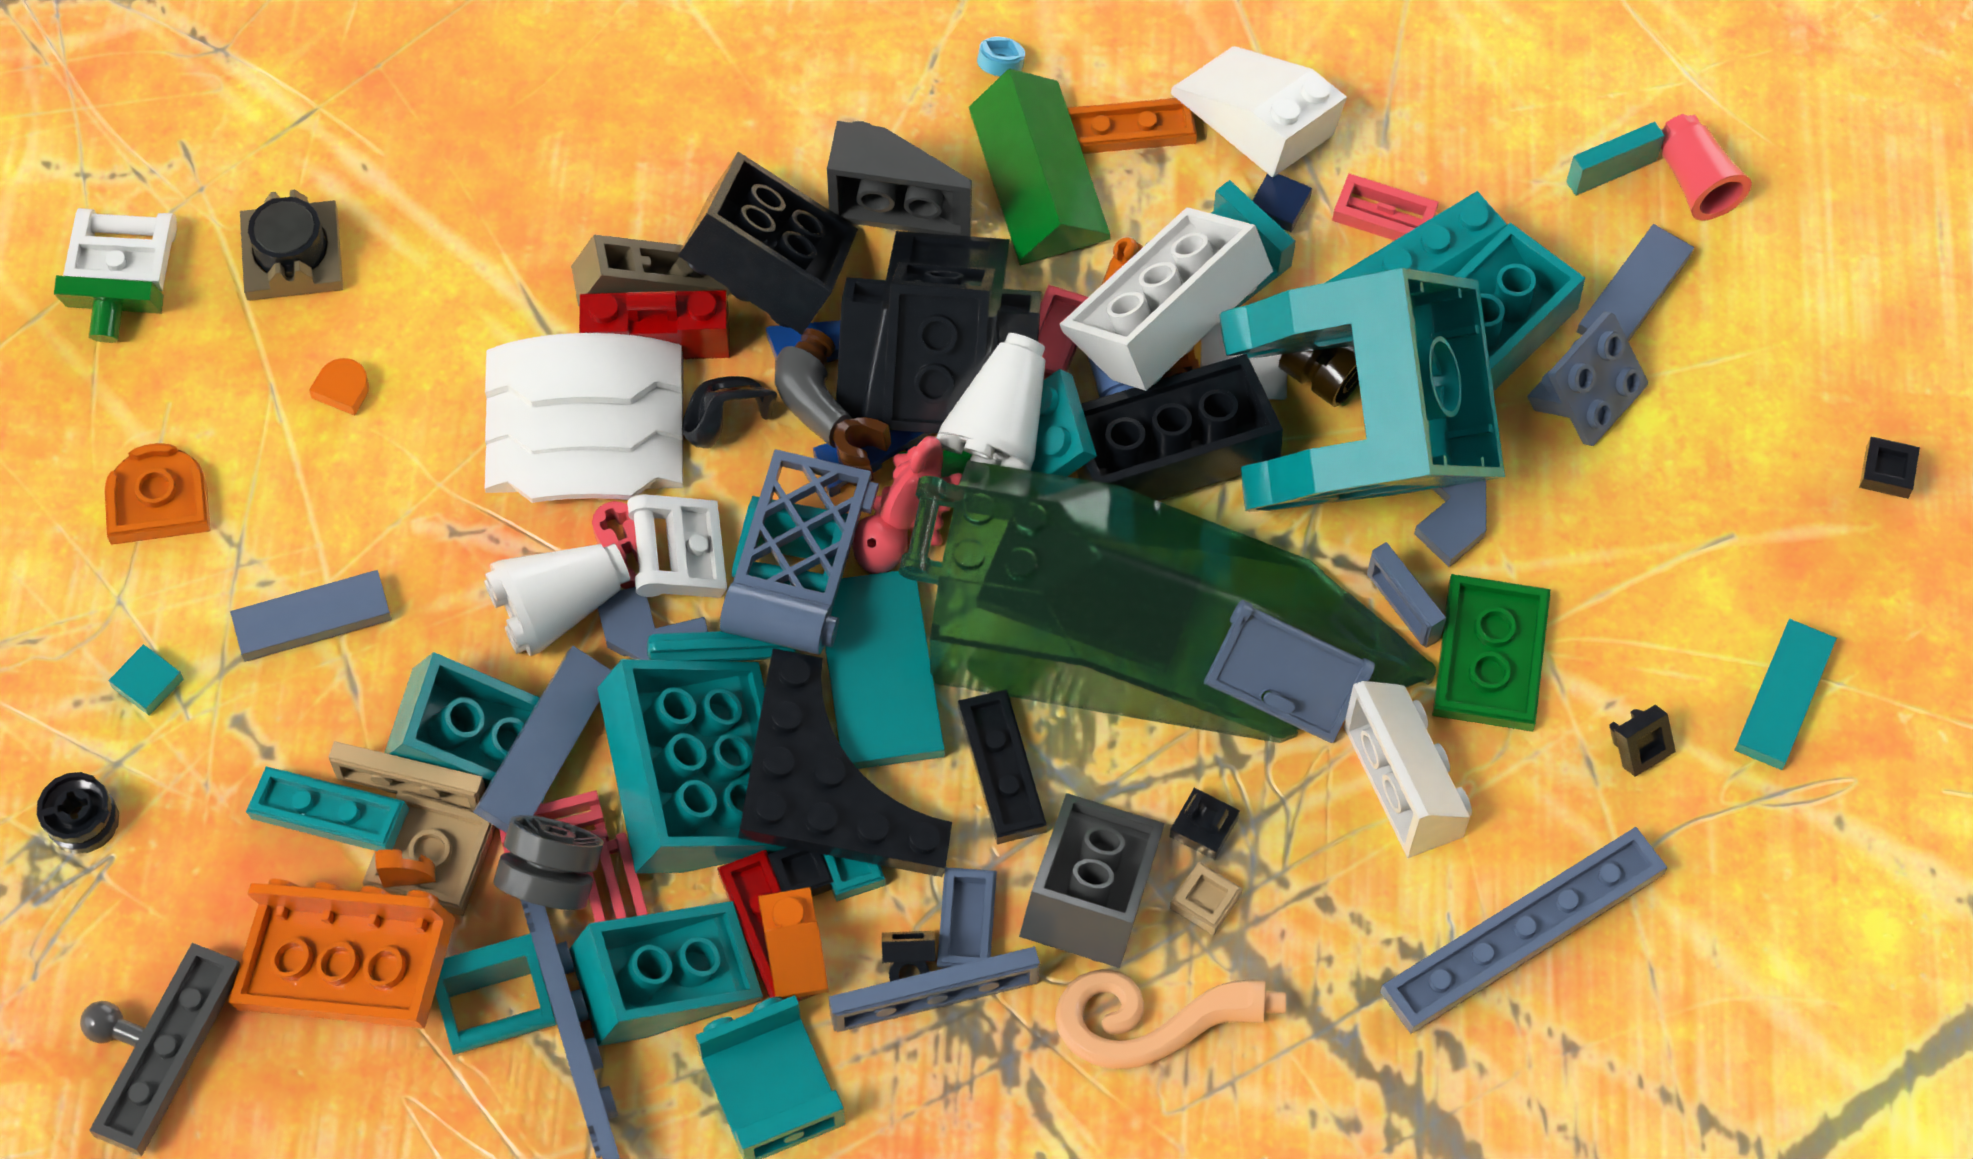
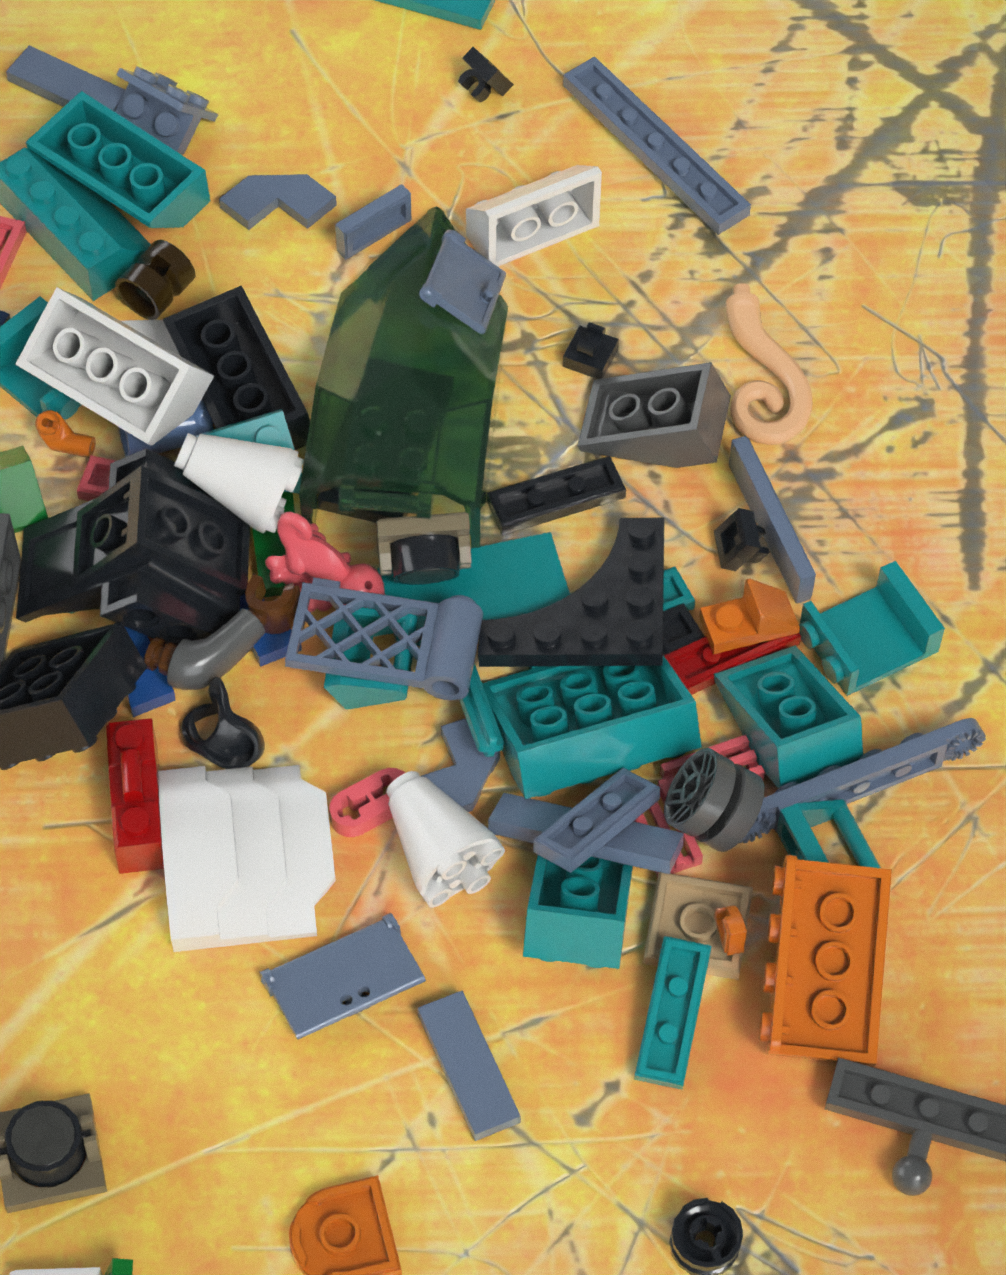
camera: 95 degrees left, 5 degrees down
(146, 679) = (553, 1205): teal tile -> none
(341, 385) = (209, 1077): orange tile -> none
(406, 775) = (633, 945): tan tile -> none
(436, 519) = (317, 983): none -> sand blue door
(547, 745) = (596, 820): none -> sand blue tile
(635, 266) = (78, 813): dark tan slope -> none
(692, 545) = (371, 740): white plate -> none
(895, 606) = (424, 548): none -> piece
(966, 916) = (698, 505): sand blue tile -> none
(1206, 898) = (655, 348): tan tile -> none
(1419, 385) = (285, 202): teal brick -> none
(1491, 652) = (431, 169): green tile -> none

